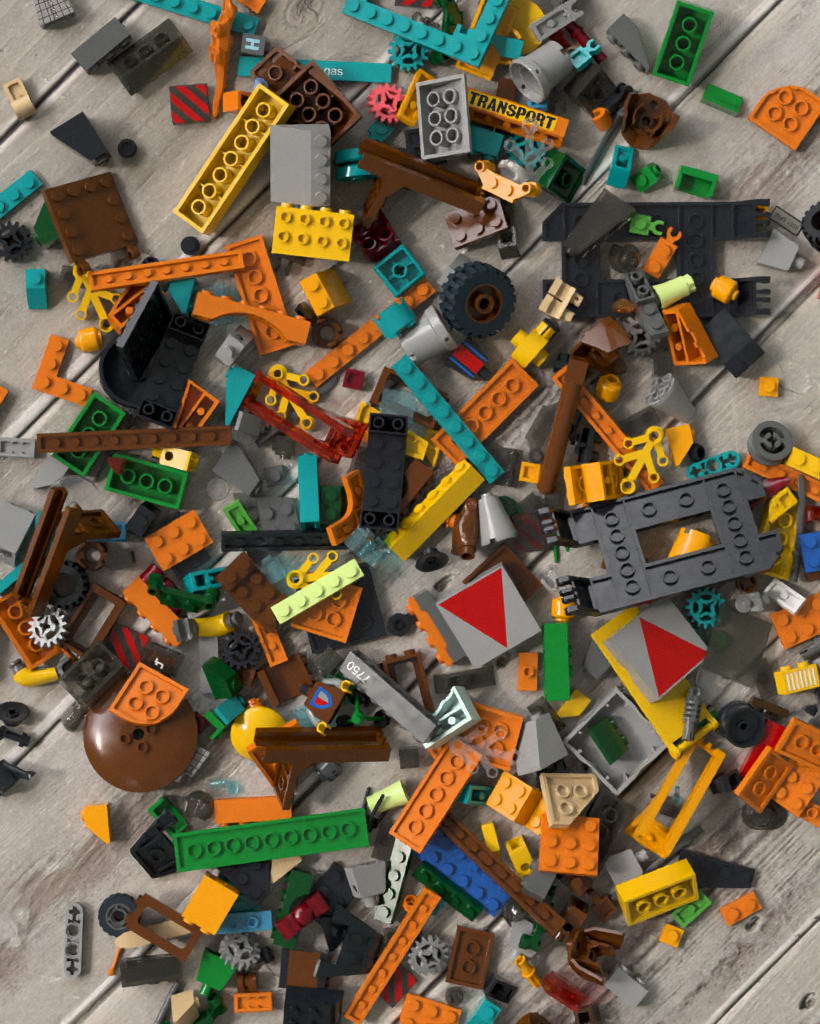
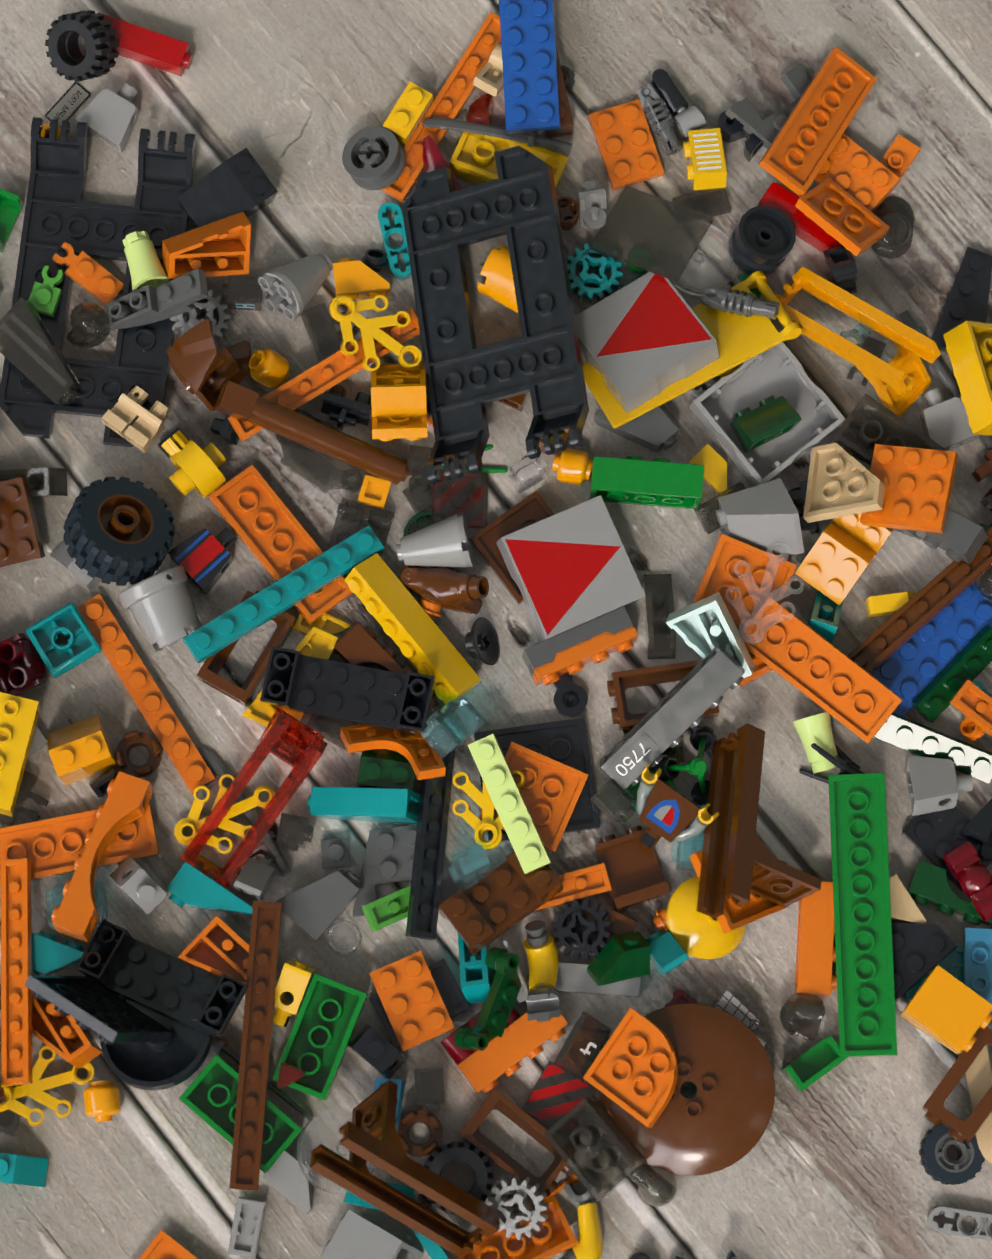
camera: 80 degrees left, 10 degrees down
(47, 376) = (152, 1170): orange plate -> none
(98, 820) = (809, 1168): light orange slope -> none
(154, 848) = (860, 1087): black wing -> none
(212, 717) = (678, 978): green bracket -> none
(224, 783) = (773, 977): clear light blue arm -> none
(329, 771) = (769, 821): dark grey head -> none
(353, 379) = (210, 723): dark red plate -> none
(384, 842) = (880, 756): clear smoke plate -> none
(394, 318) = (130, 651): teal brick -> none
(398, 403) = (252, 661): clear light blue piece -> none
(409, 757) = (762, 706): clear smoke brick -> none
(519, 855) = (918, 565): yellow torso -> none
(527, 671) = (657, 527): orange plate -> none
(576, 883) = (964, 489): reddish brown torso -> none
(623, 306) = (156, 330): clear orange plate -> none
(724, 289) = (150, 193): light orange head -> none
(768, 386) = (295, 154): light orange plate -> none
(768, 708) = (742, 203): dark brown plate -> none
(781, 503) = (460, 152): yellow tile -> none
(785, 596) = (590, 161): white plate -> none

